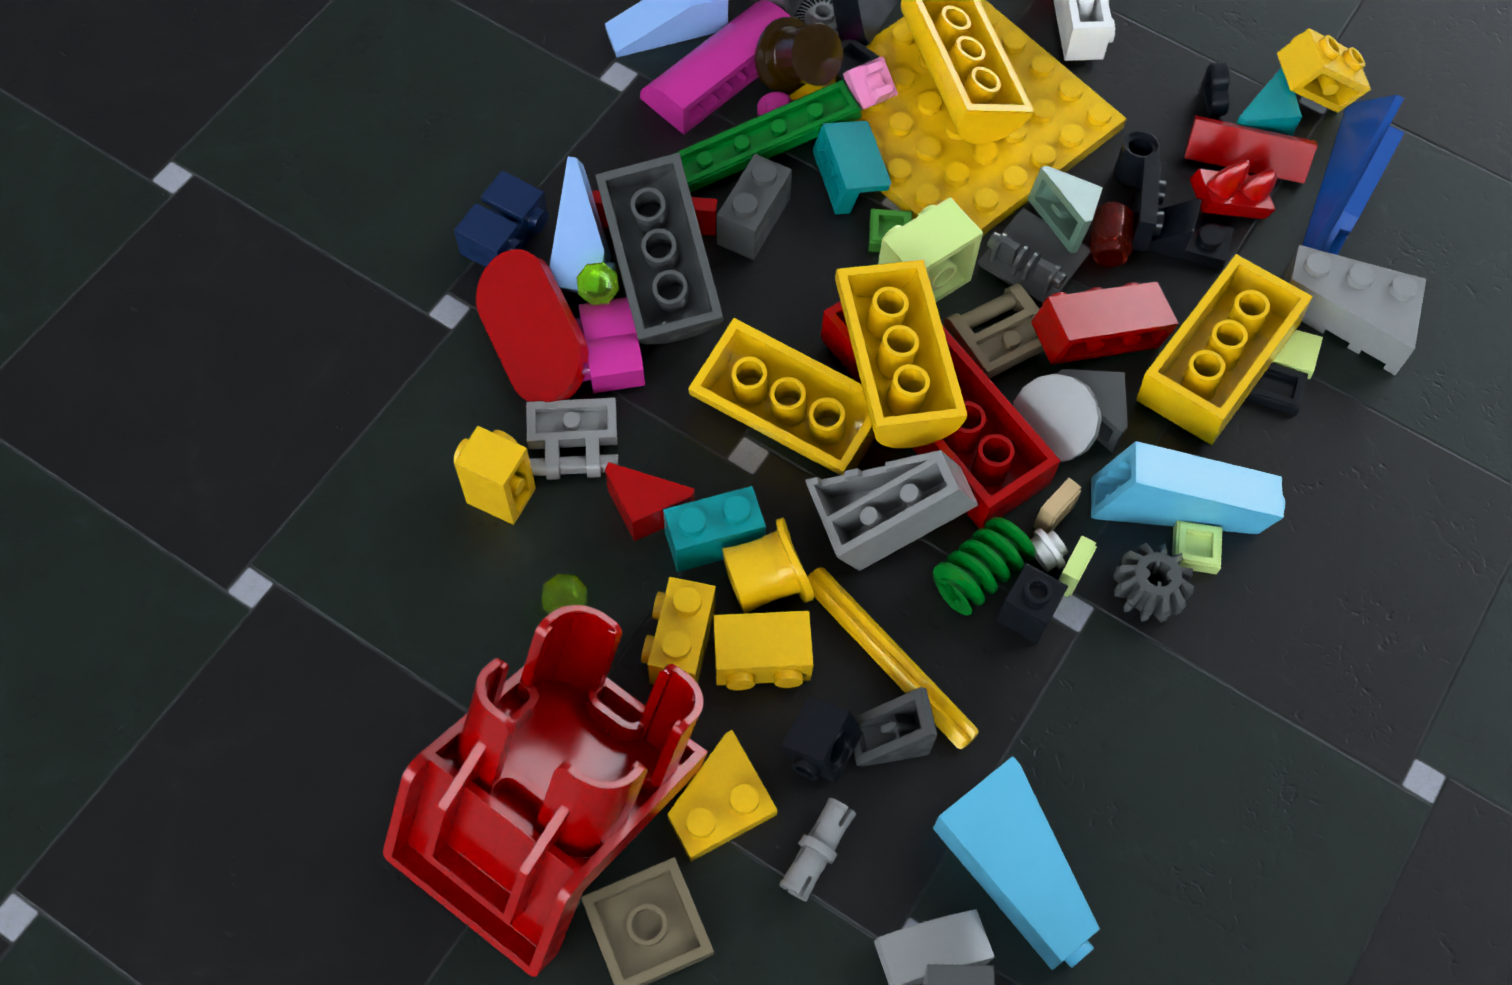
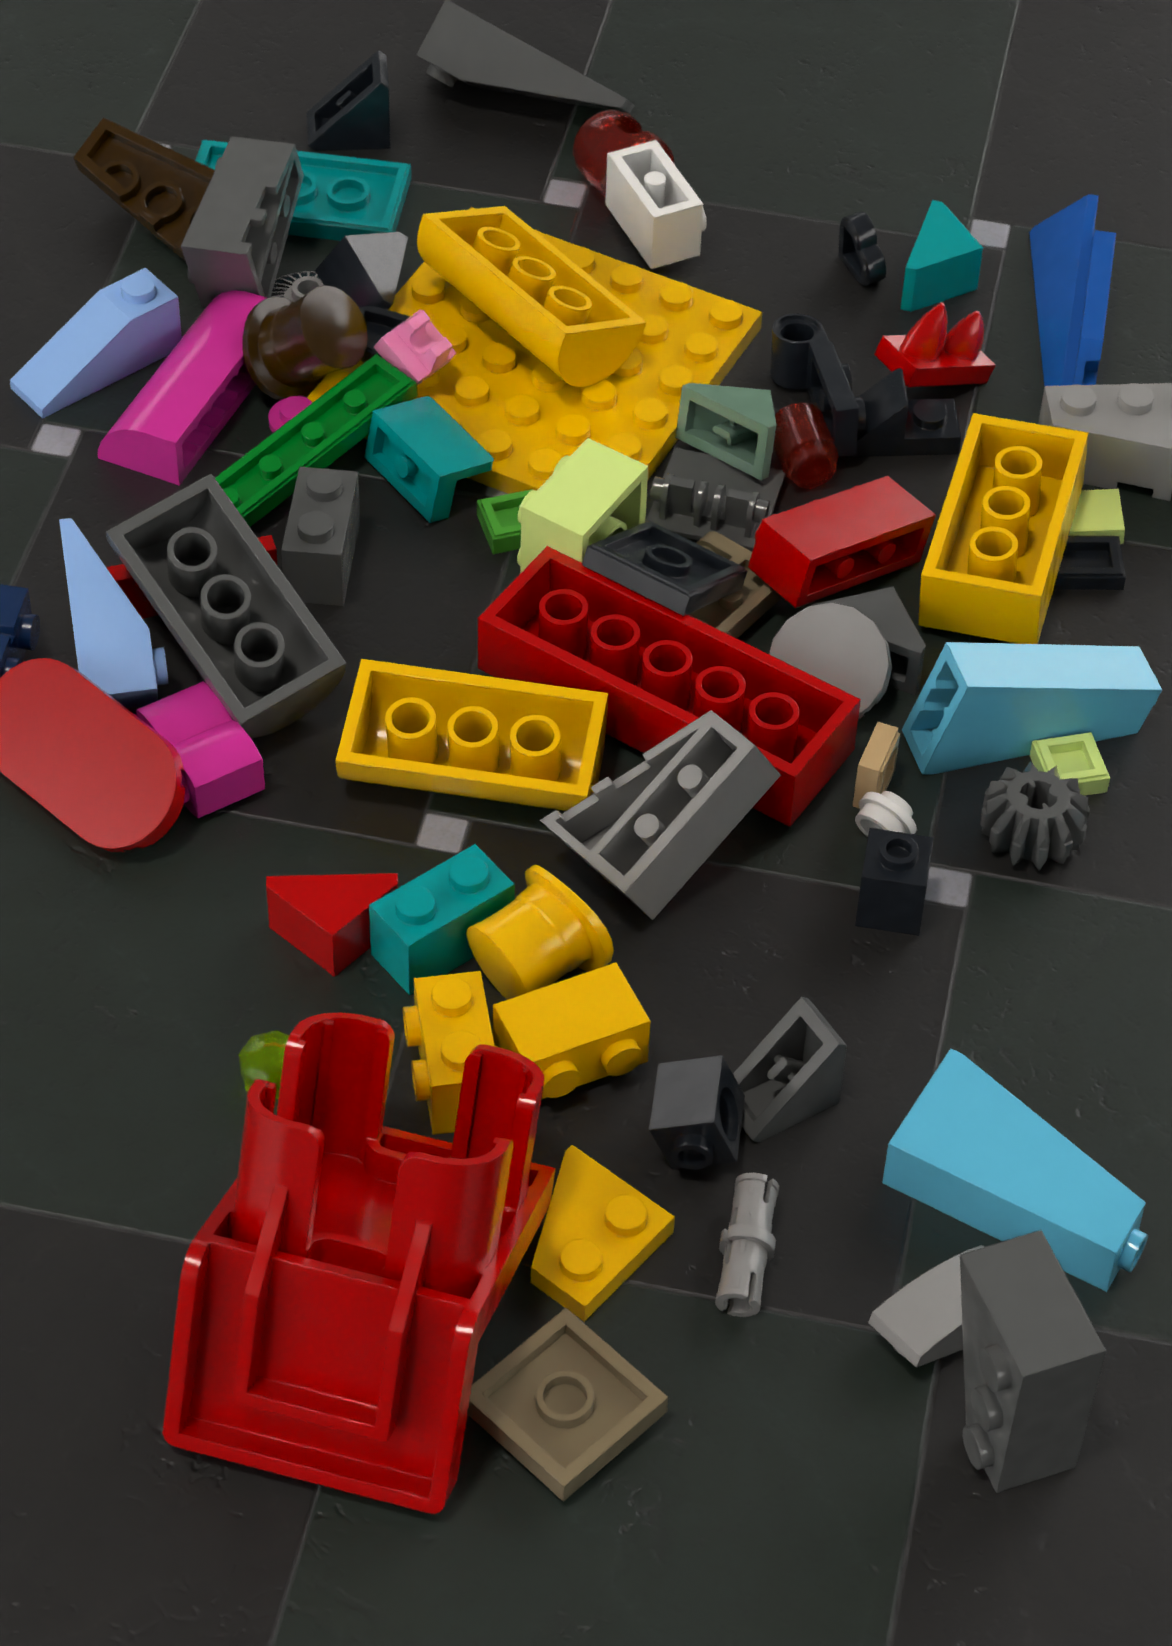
camera: 20 degrees left, 15 degrees down
(495, 473) = (116, 934): yellow brick -> none
(571, 424) = (188, 859): light grey plate -> none
(597, 284) = (158, 670): clear neon green tile -> none
(890, 656) = (733, 998): yellow axle -> none
(901, 353) = (609, 624): yellow brick -> none
(974, 311) = (665, 567): none -> black tile
(980, 562) = (811, 856): green piece -> none
(1077, 564) = (932, 816): yellowish green tile -> none
(1230, 143) = (897, 304): red tile -> none
(1323, 70) = (987, 189): yellow brick -> none

